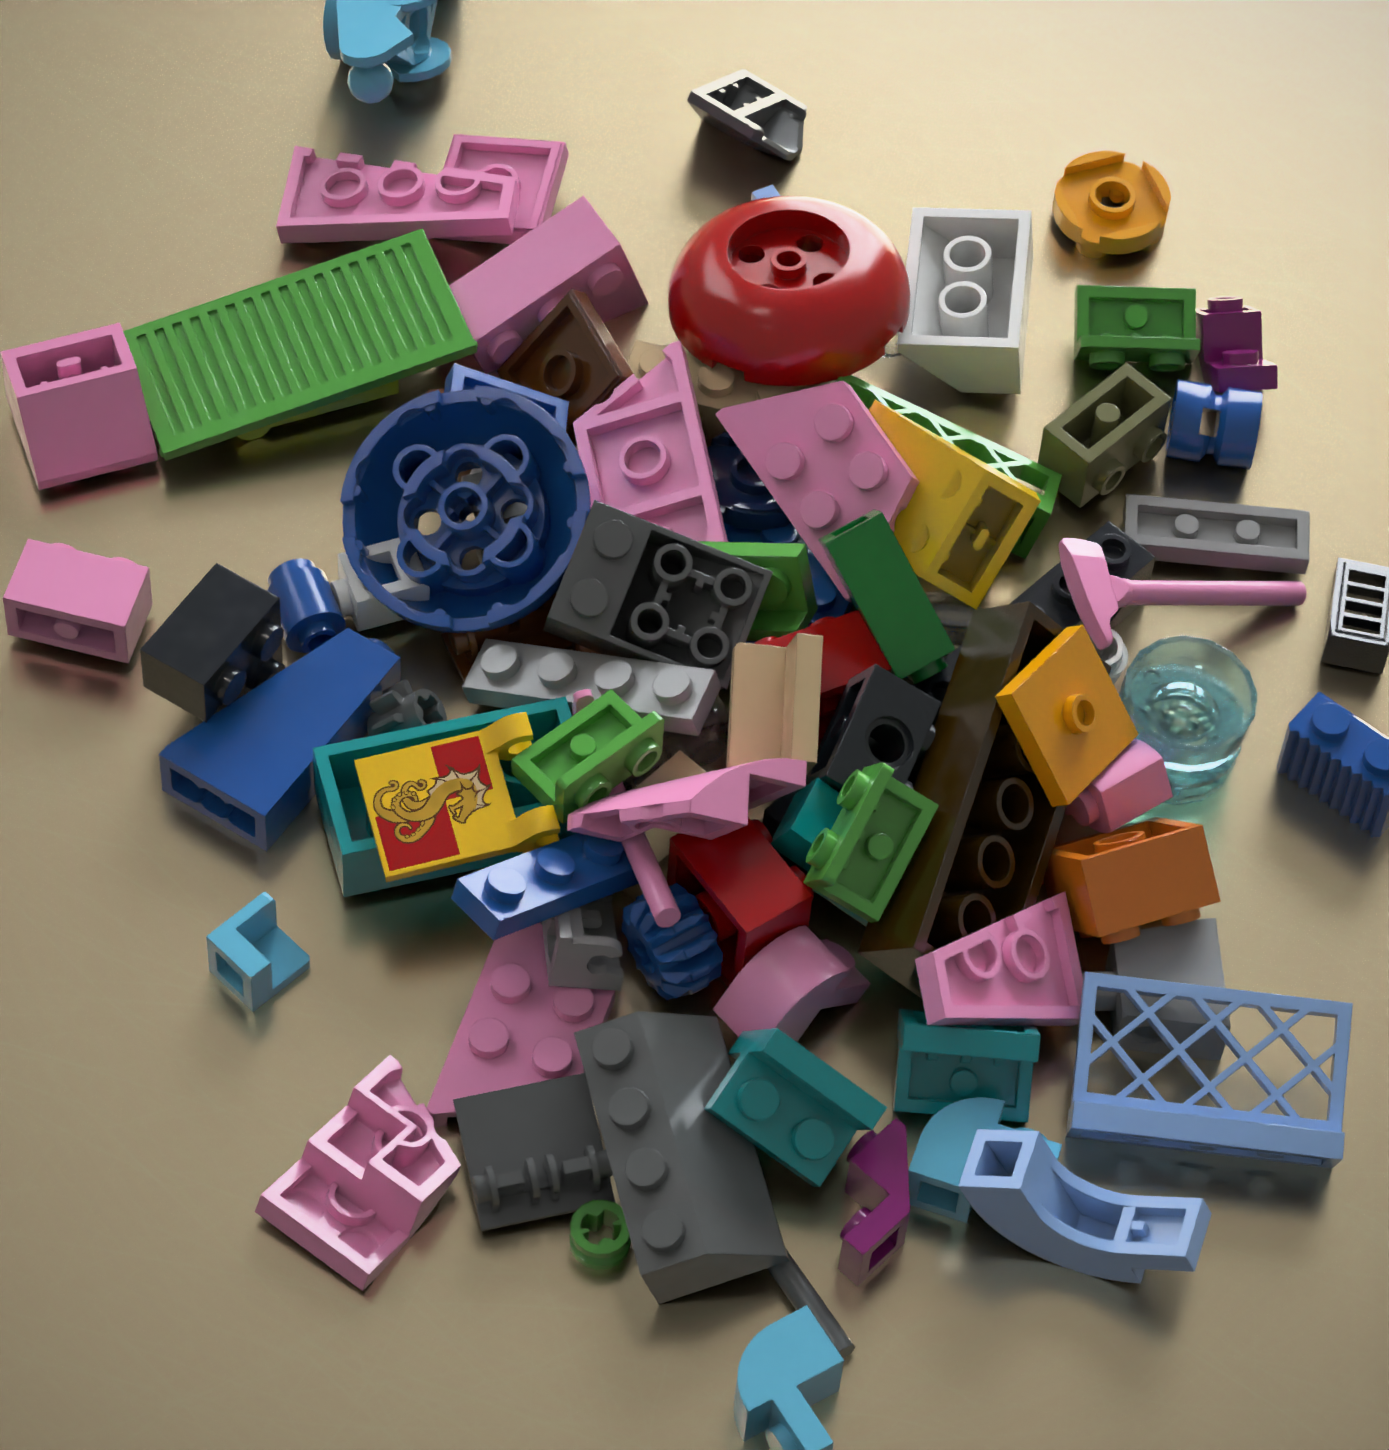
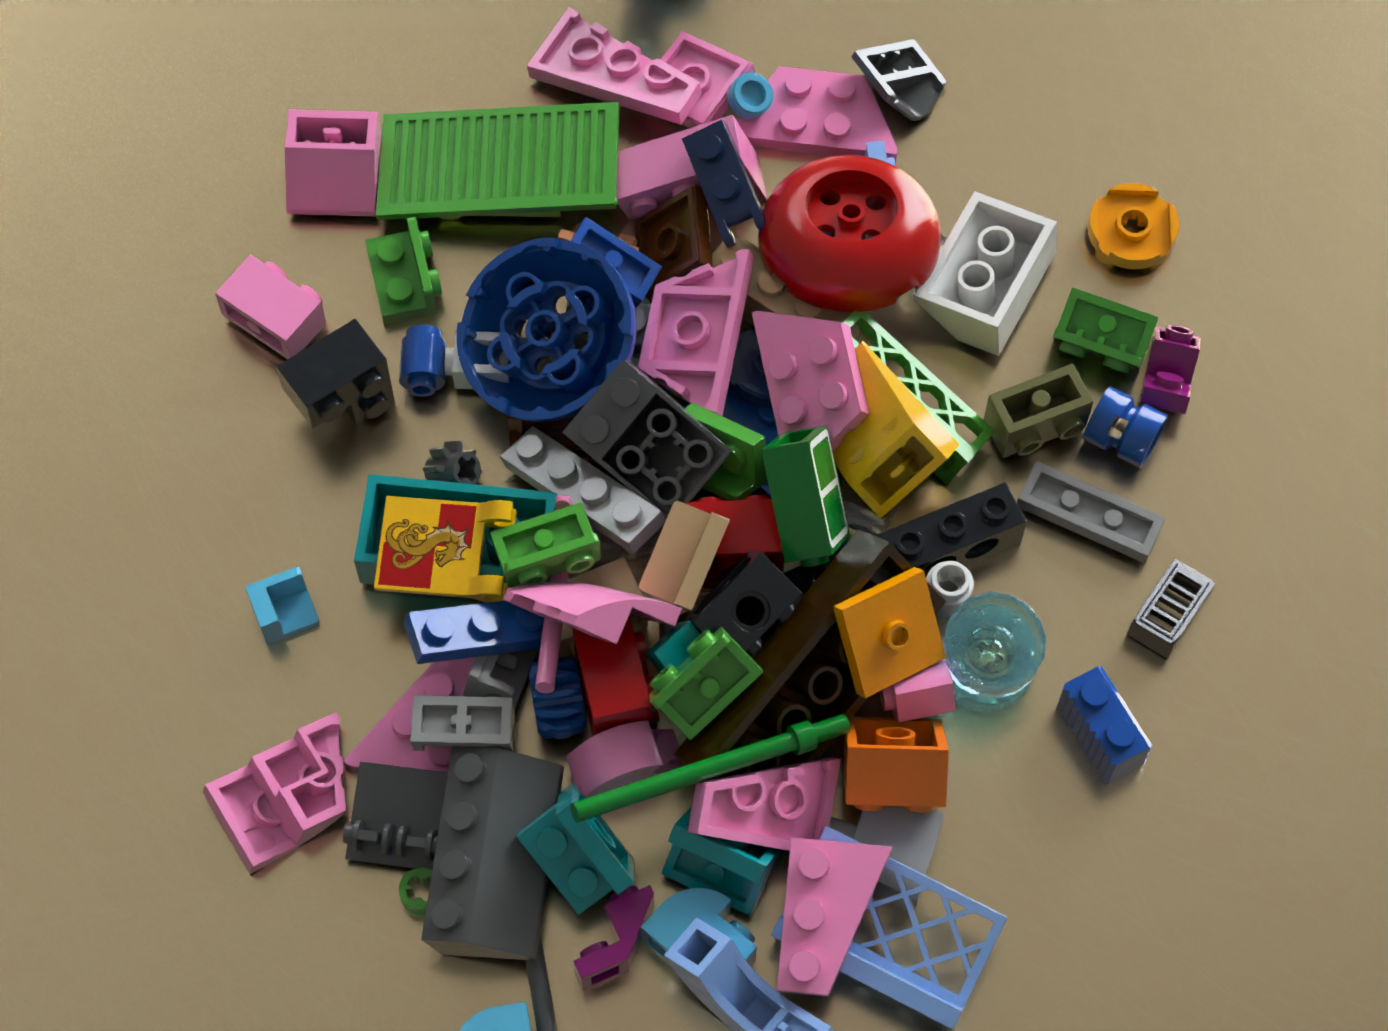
camera: 25 degrees right, 10 degrees up
(229, 512) = (402, 275): none -> bright green bracket
(256, 755) = (336, 457): blue slope -> none
(571, 998) = (462, 721): none -> light grey hinge
(579, 175) = (750, 95): none -> medium azure tile
(608, 272) = (723, 179): none -> dark blue hinge
(666, 182) = (819, 115): none -> bright pink wing
(1007, 877) = (797, 739): none -> green bar
(1100, 595) = (966, 539): bright pink piece -> none
(1128, 1068) = (823, 908): none -> bright pink wing

